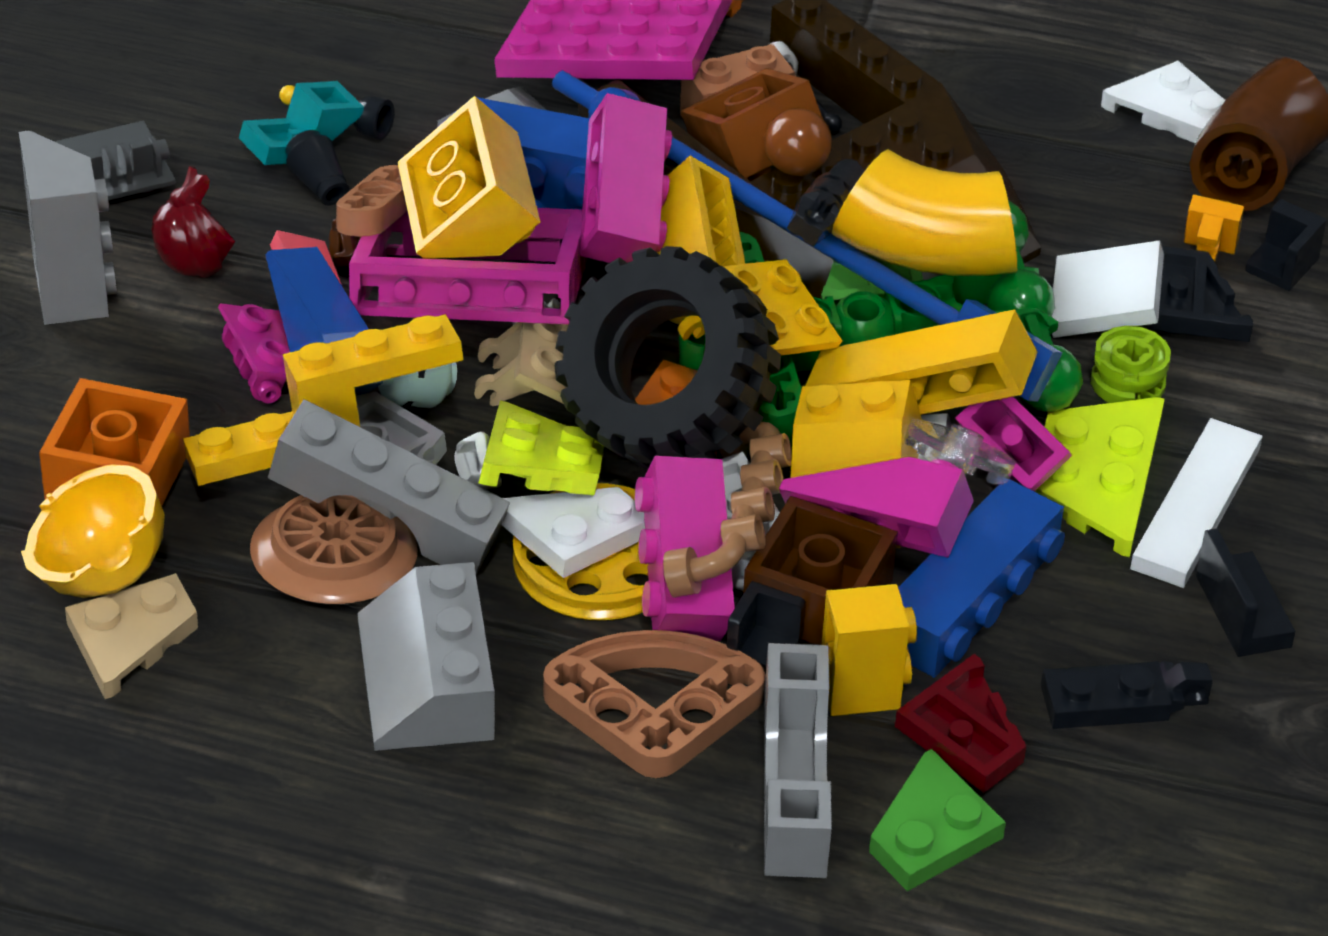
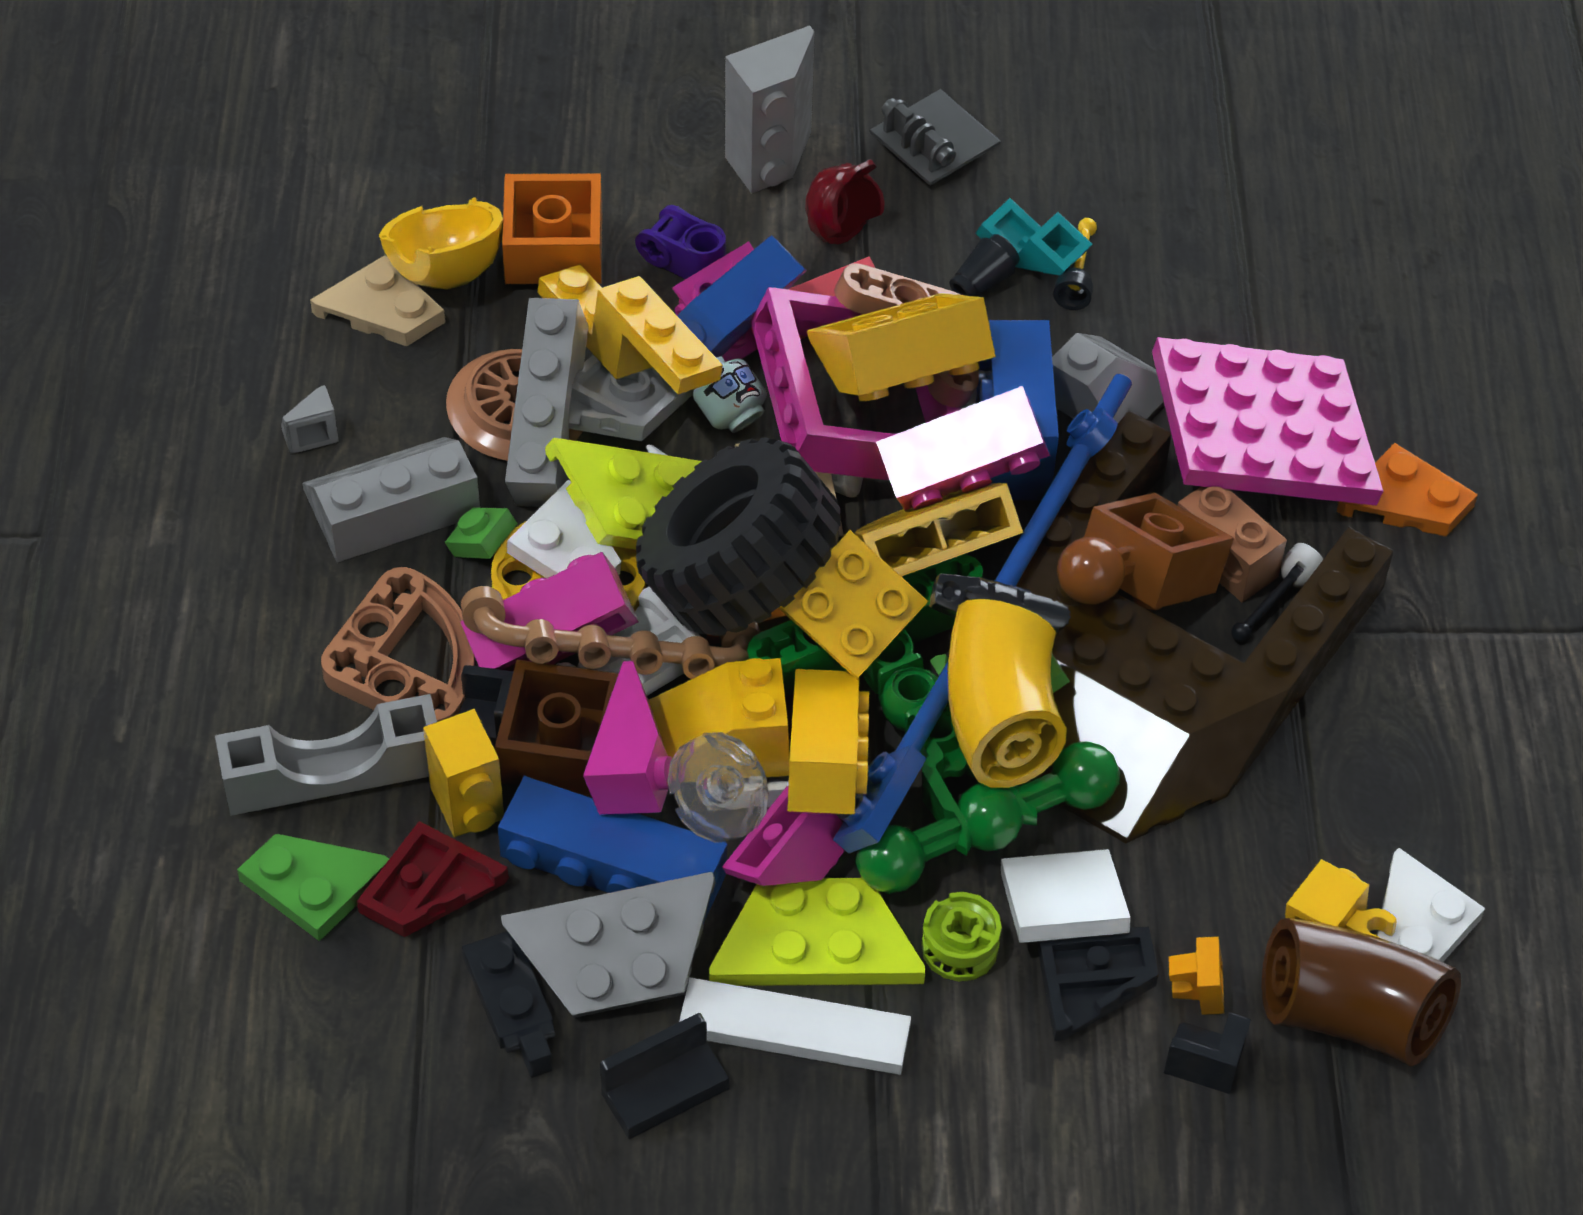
camera: 75 degrees right, 10 degrees up
(184, 360) = (685, 242): none -> dark purple piece
(295, 711) = (310, 423): none -> light grey slope
(518, 600) = (480, 532): none -> bright green plate
(1095, 585) = (616, 944): none -> light grey wing
(1162, 138) = (1338, 899): none -> yellow brick

